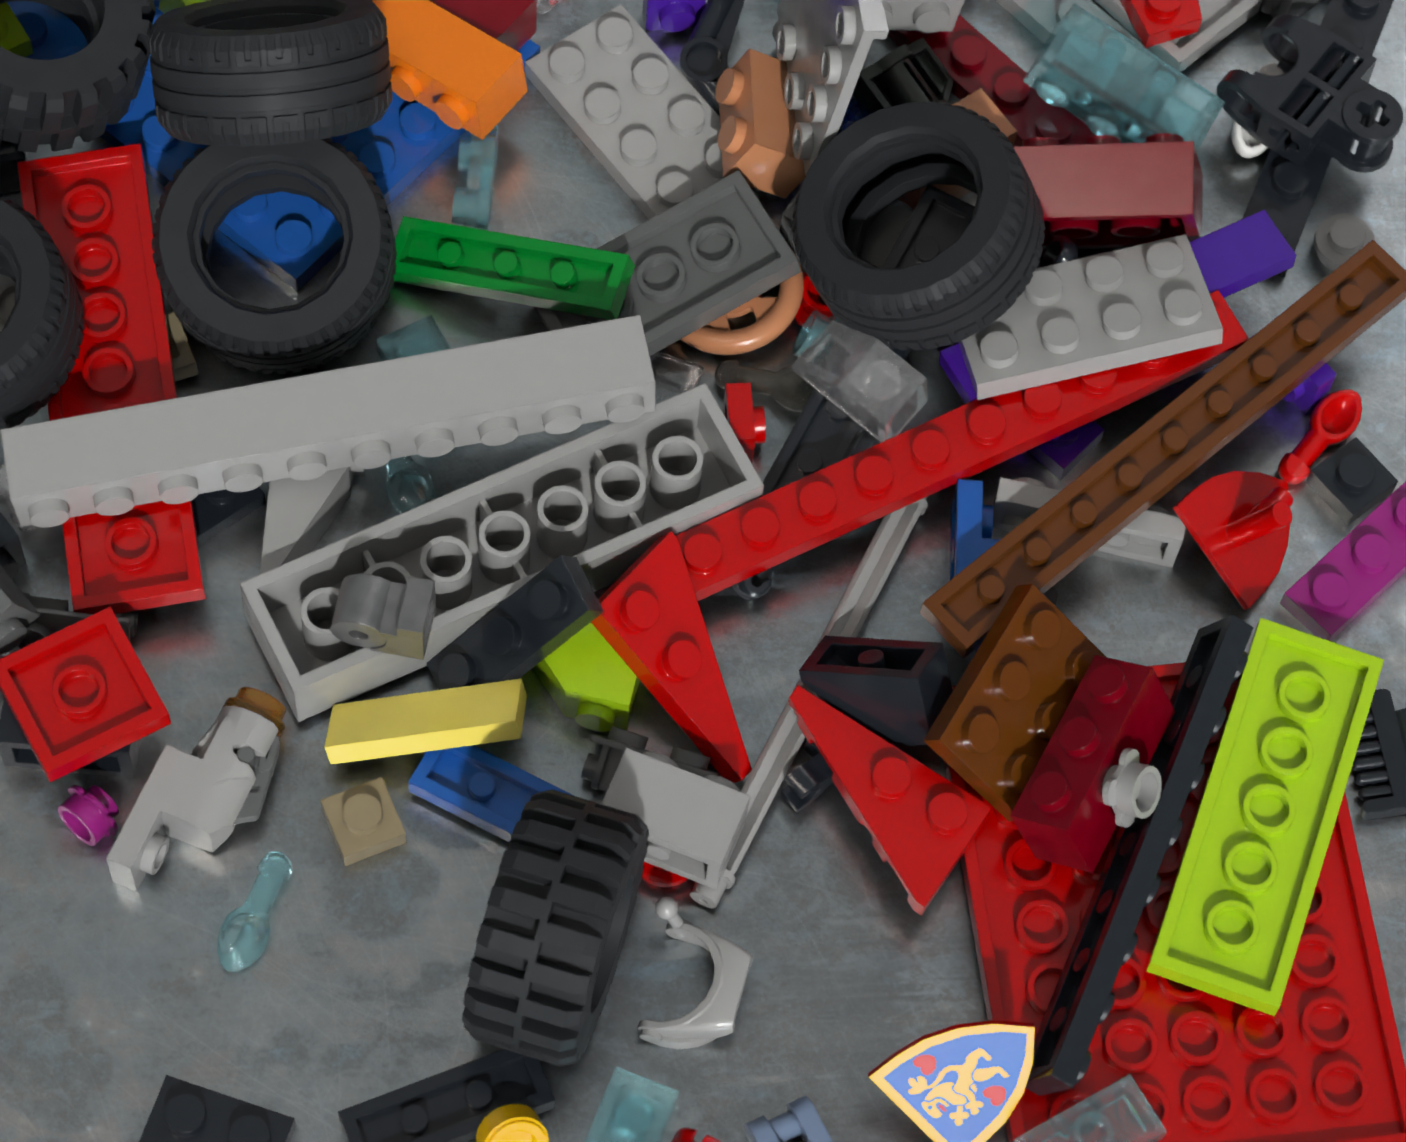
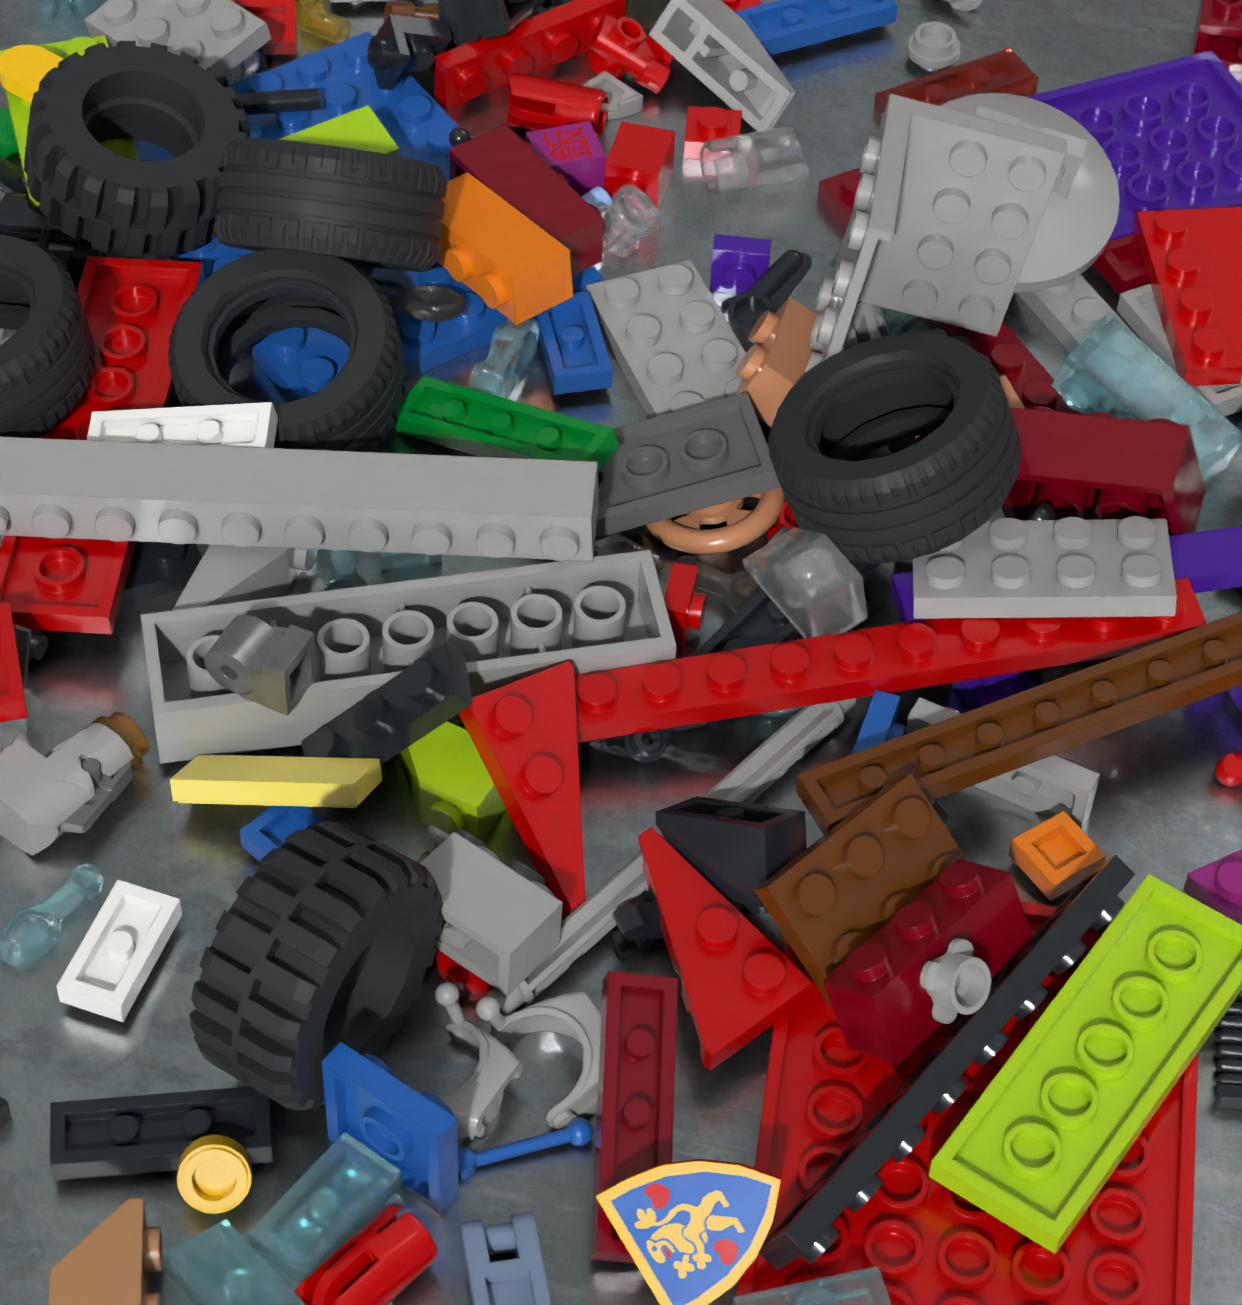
camera: 20 degrees right, 15 degrees down
(210, 365) = (192, 425): none -> white plate
(338, 935) = (119, 950): none -> white plate
(363, 821) = (187, 861): dark tan plate -> none
(390, 134) = (425, 302): none -> clear smoke piece
(541, 142) = (574, 346): none -> blue plate
(687, 1061) = (395, 1122): none -> blue plate
(723, 1059) = (577, 1132): none -> blue hinge
(818, 918) = (565, 1014): none -> light grey helmet
(866, 964) = (633, 1090): none -> dark red plate
(1163, 605) = (1056, 855): none -> orange plate
(1241, 528) = (1157, 803): red shield -> none

